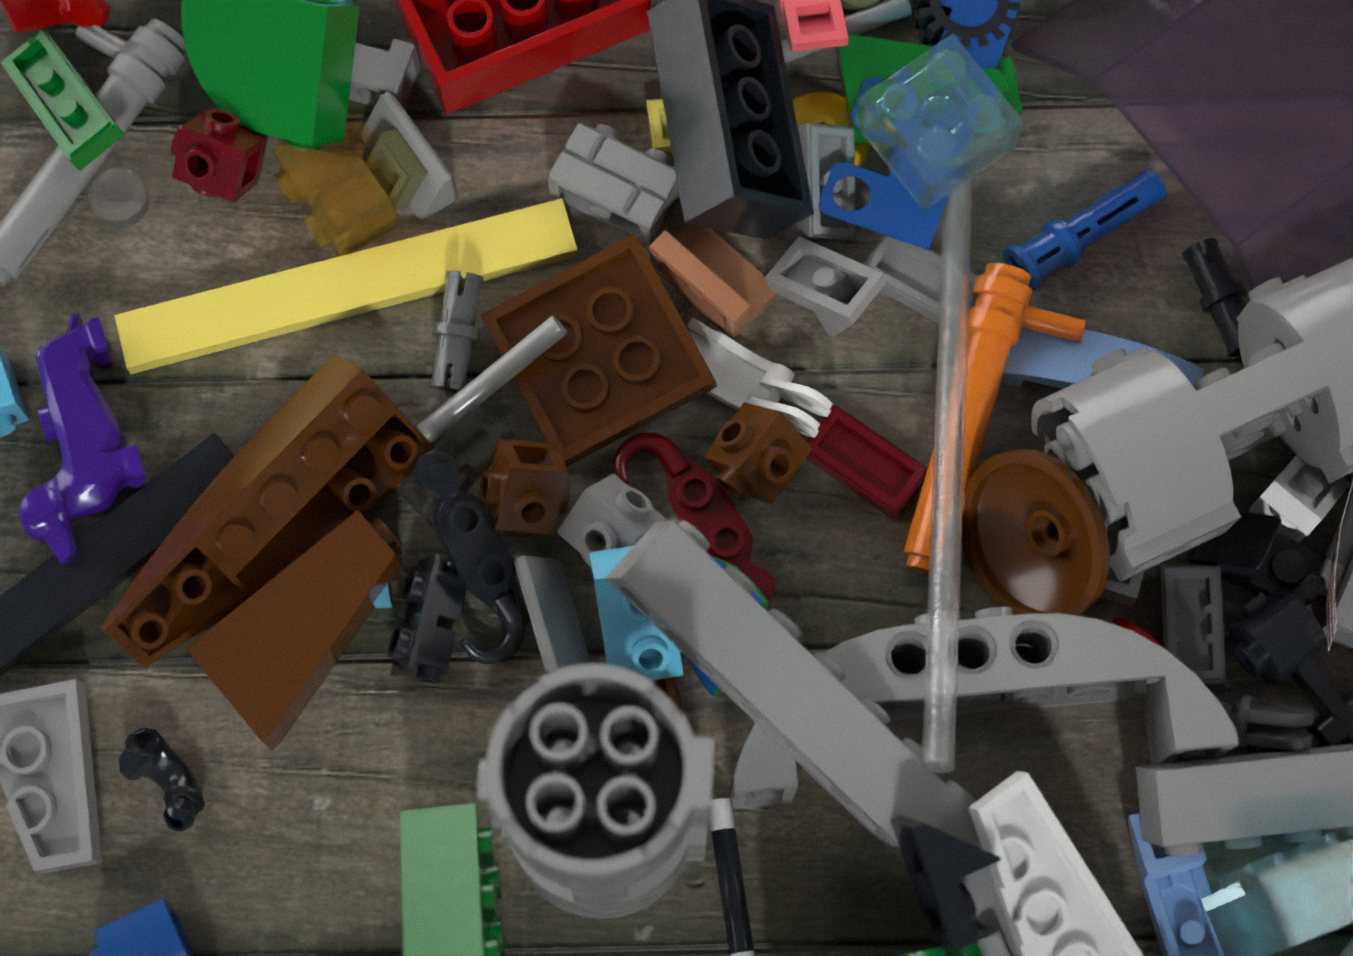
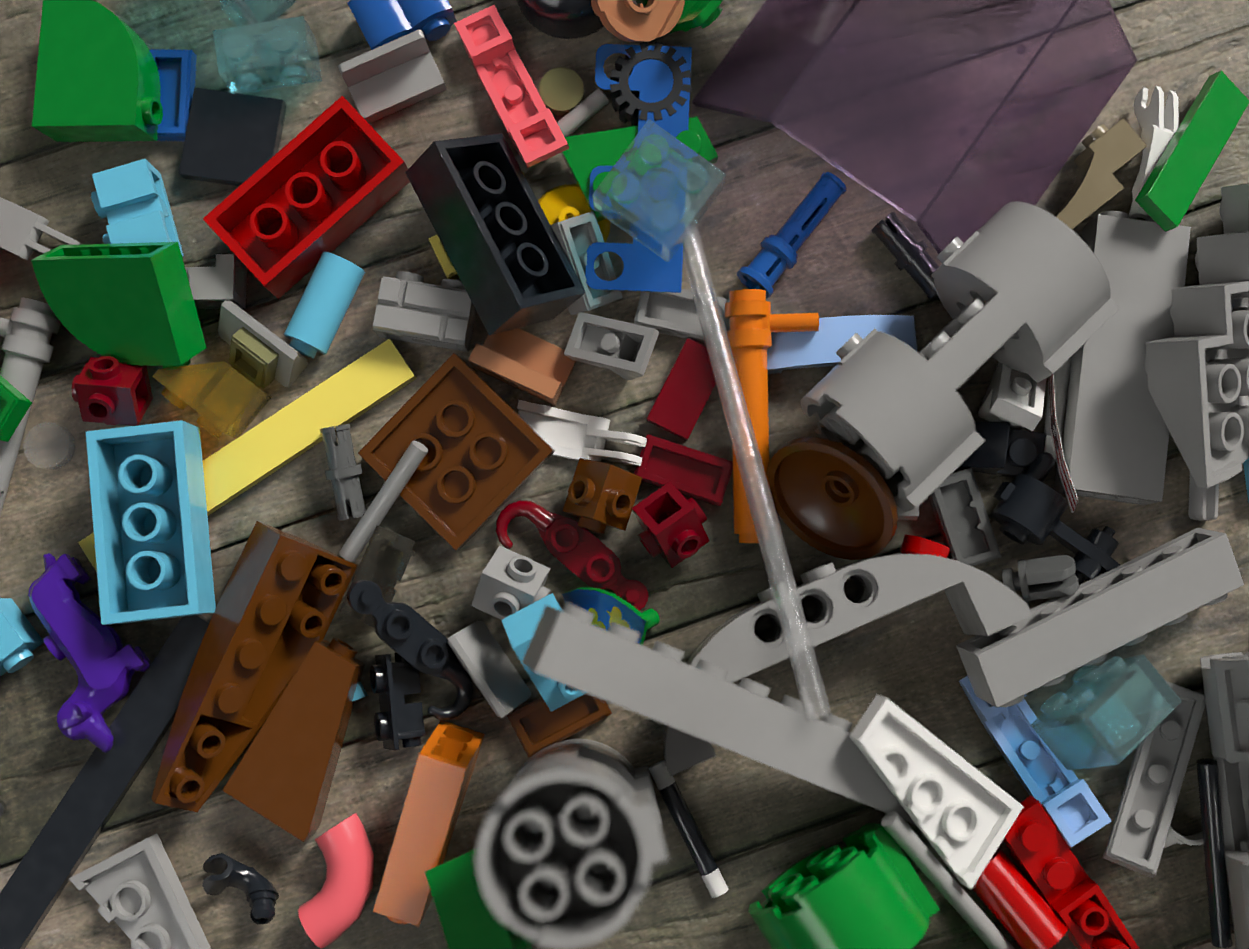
camera: 15 degrees left, 10 degrees up
(213, 312) = (150, 522): none -> medium azure brick
(294, 813) = (346, 882): none -> coral cylinder
(414, 771) = (427, 821): none -> orange slope
(499, 135) = (323, 305): none -> medium azure brick
(525, 487) = (439, 589): reddish brown brick -> none
(829, 513) = (671, 525): none -> dark red brick
(895, 370) = (684, 392): none -> dark red tile
(934, 865) = (843, 790): black slope -> none

